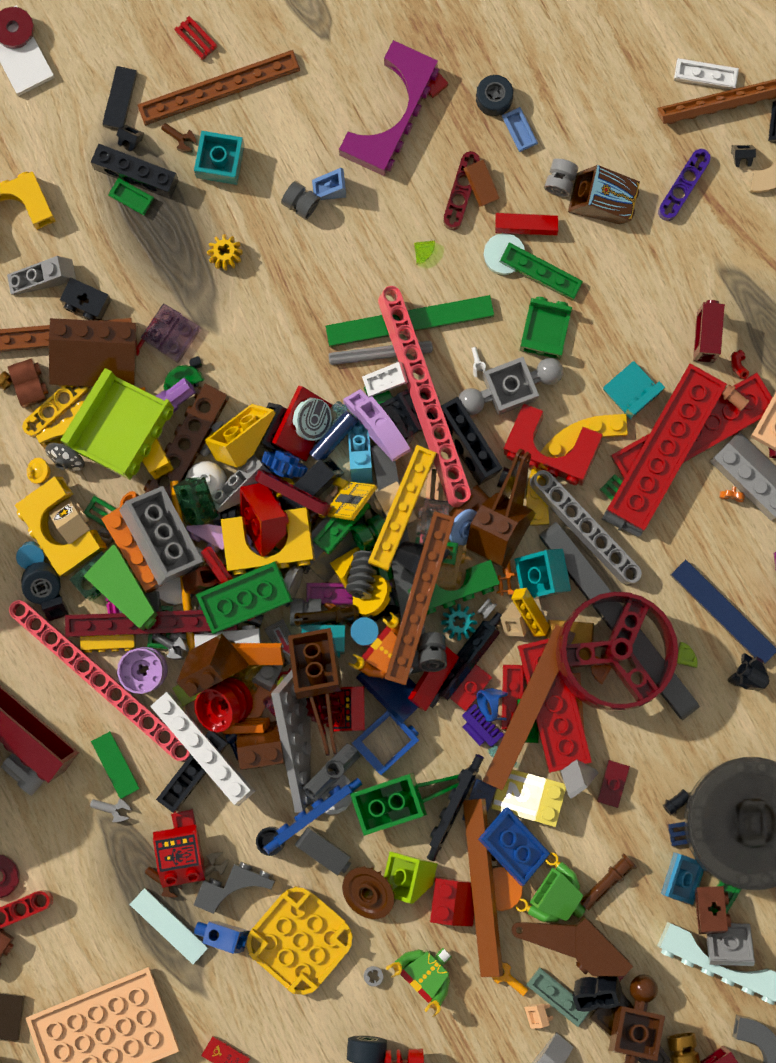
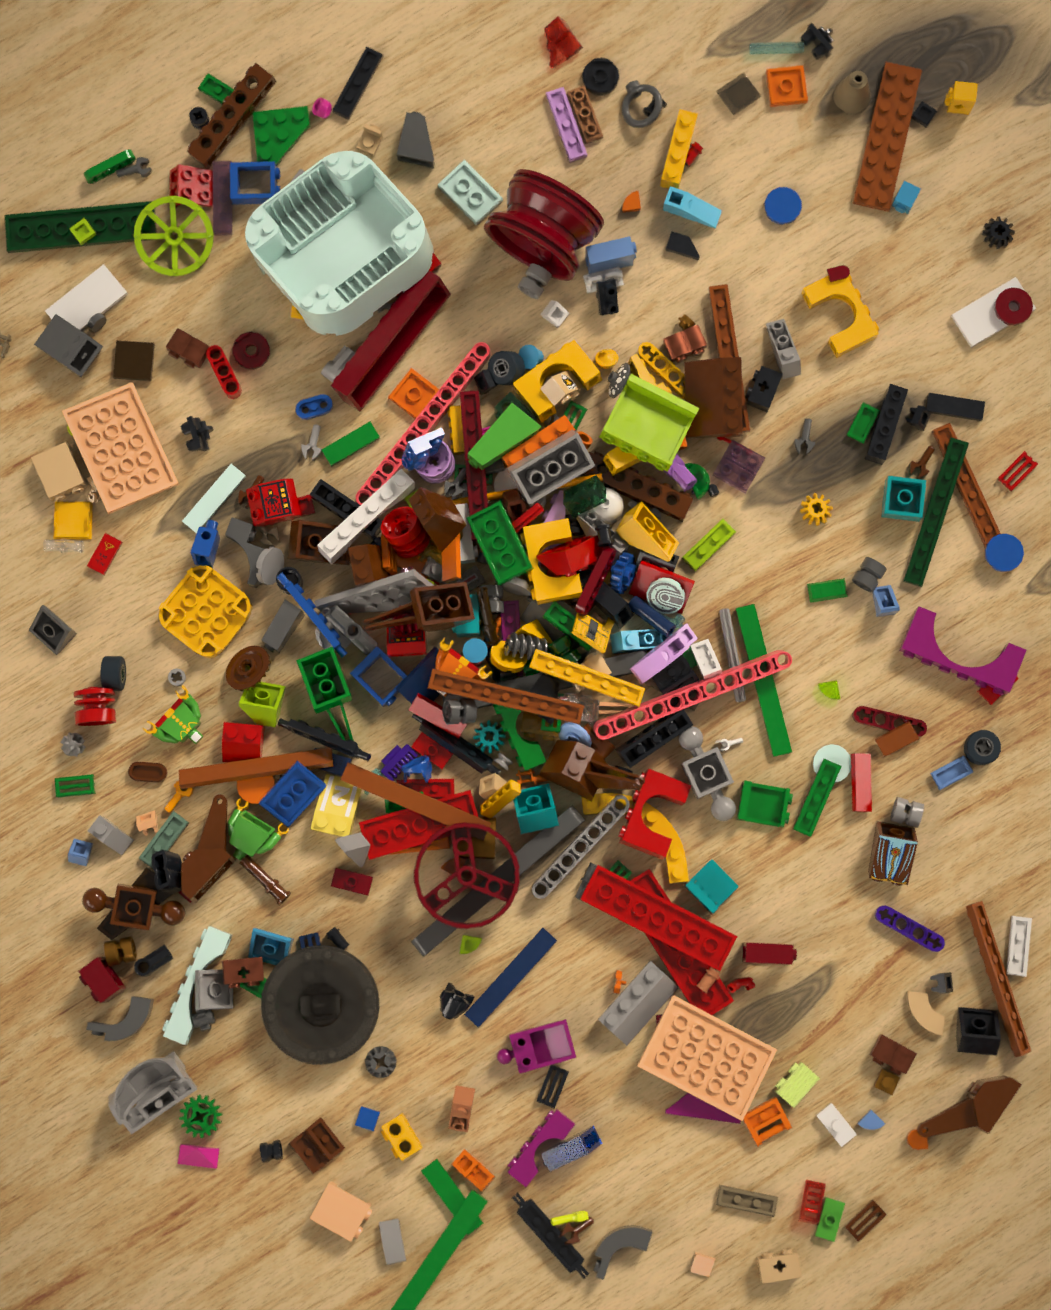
camera: 90 degrees right, 0 degrees up
(62, 690) = (413, 393): none -> orange tile
(70, 805) = (313, 405): none -> blue plate
(90, 940) = (199, 433): none -> black hips
(132, 680) = (421, 448): none -> blue plate
(143, 260) = (805, 437): none -> dark grey bar
(222, 817) = (305, 540): none -> reddish brown slope
(235, 125) = (936, 512): none -> dark green tile
(242, 480) = (604, 535): none -> black bush
(252, 862) = (269, 564): none -> light grey tile
(256, 371) = (708, 545): none -> lime tile
(284, 57) = (1004, 552): none -> blue tile
(314, 247) = (827, 590): none -> green tile
(480, 1013) = (147, 772): none -> reddish brown tile
(695, 1011) = (155, 960): none -> black piece
(763, 957) = (203, 1019): none -> dark grey gear

